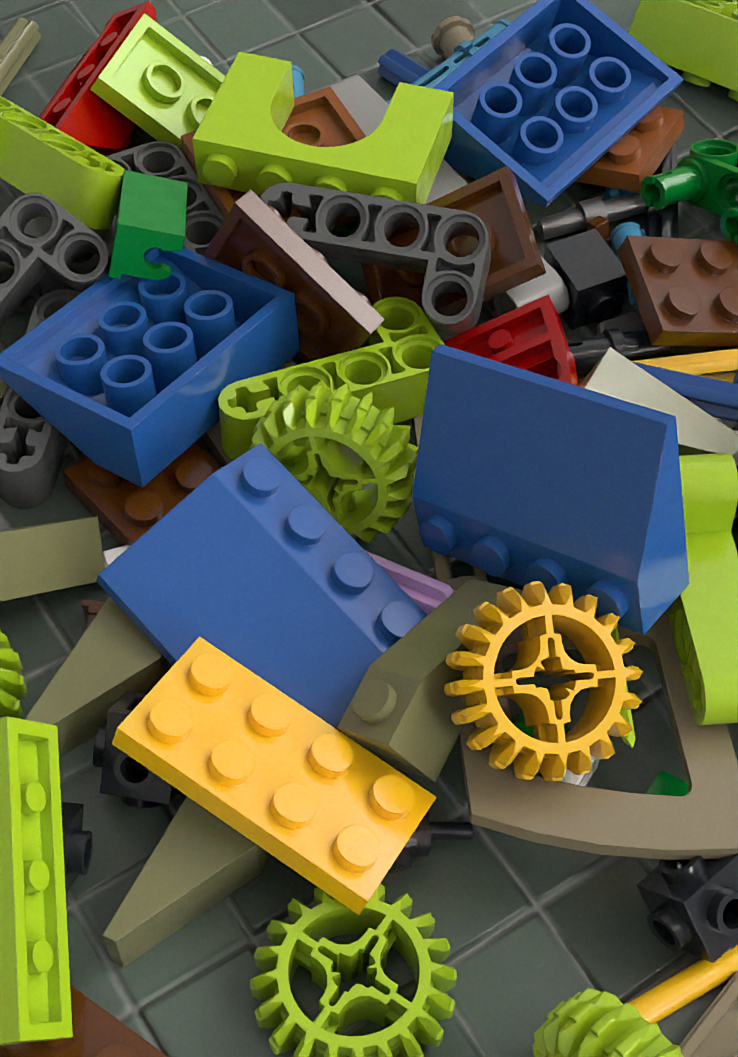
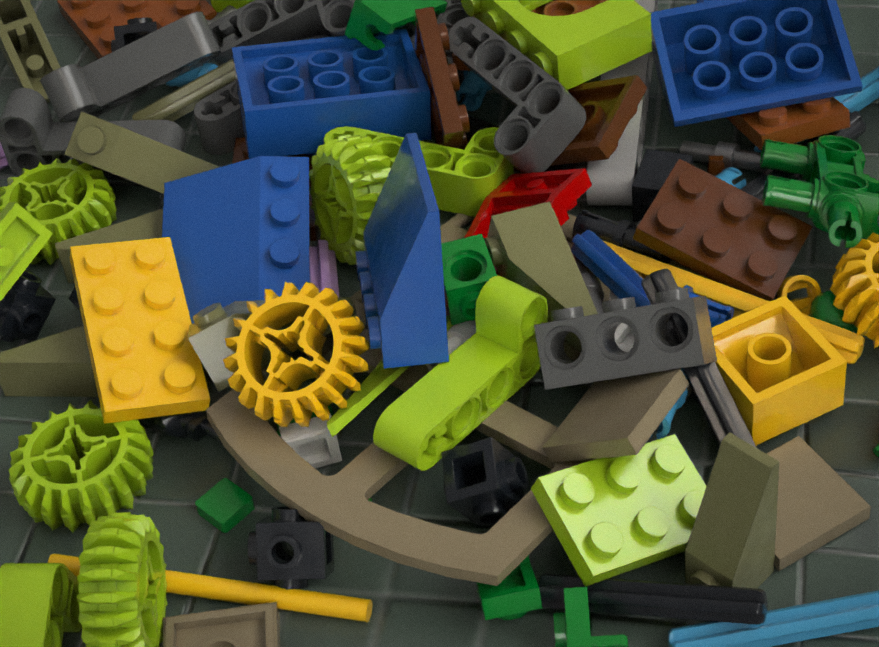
camera: 50 degrees right, 10 degrees down
(546, 905) = (225, 505): none -> green piece

